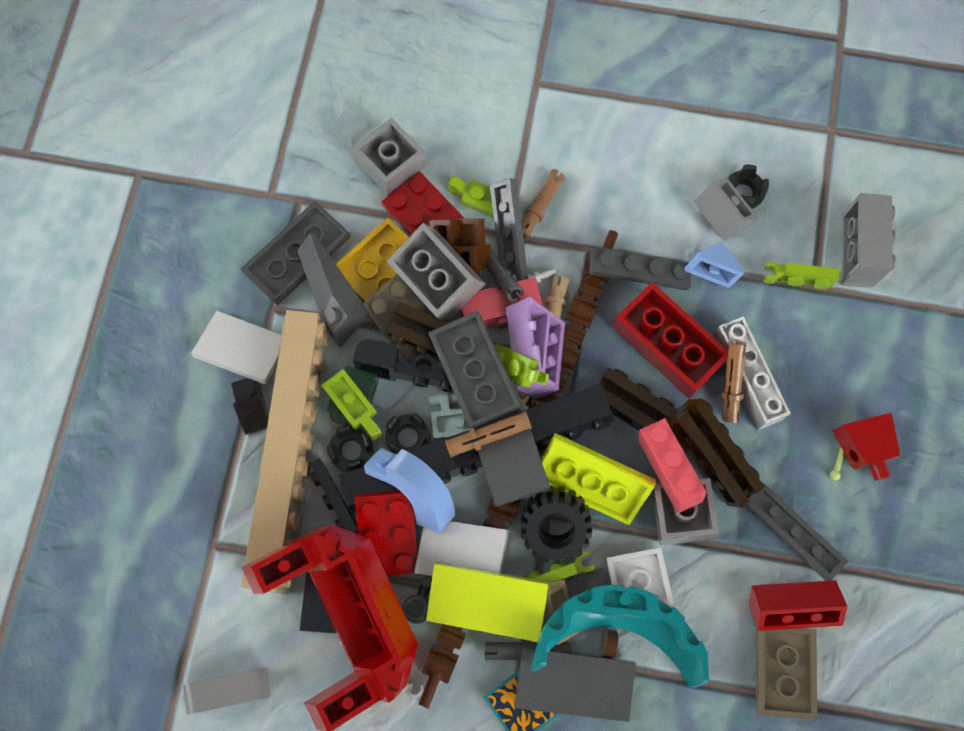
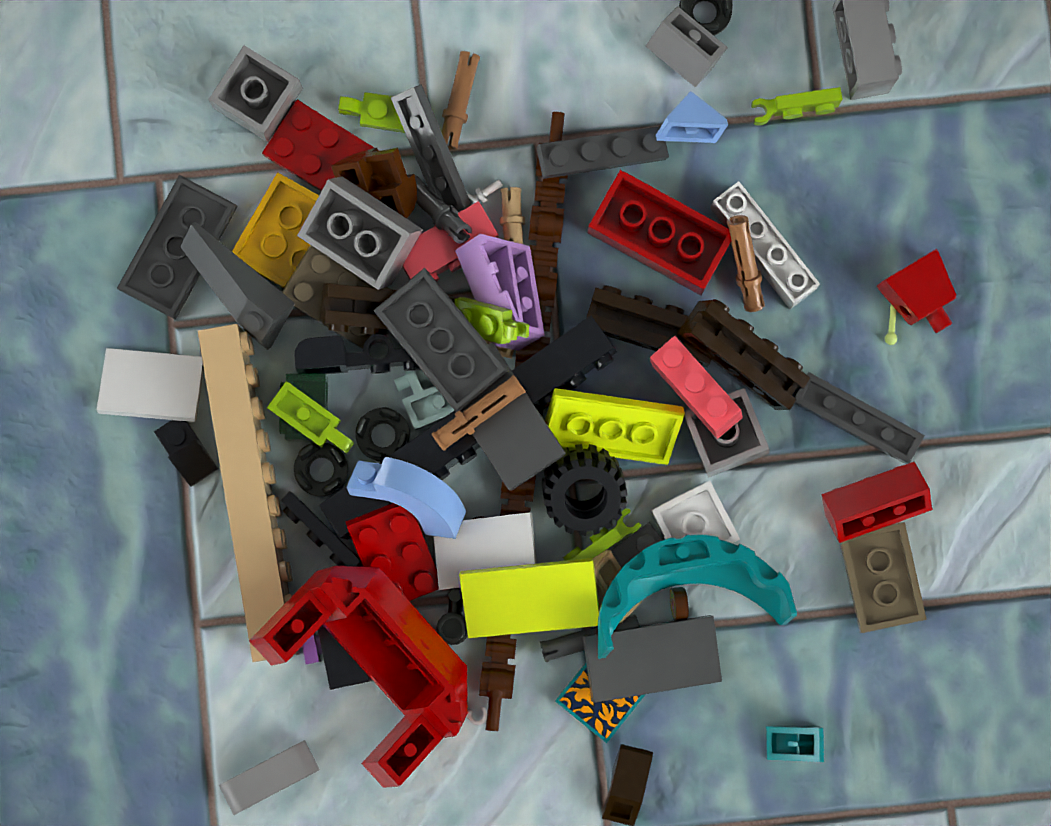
camera: 15 degrees left, 10 degrees up
(296, 590) = (312, 649): none -> medium lavender plate

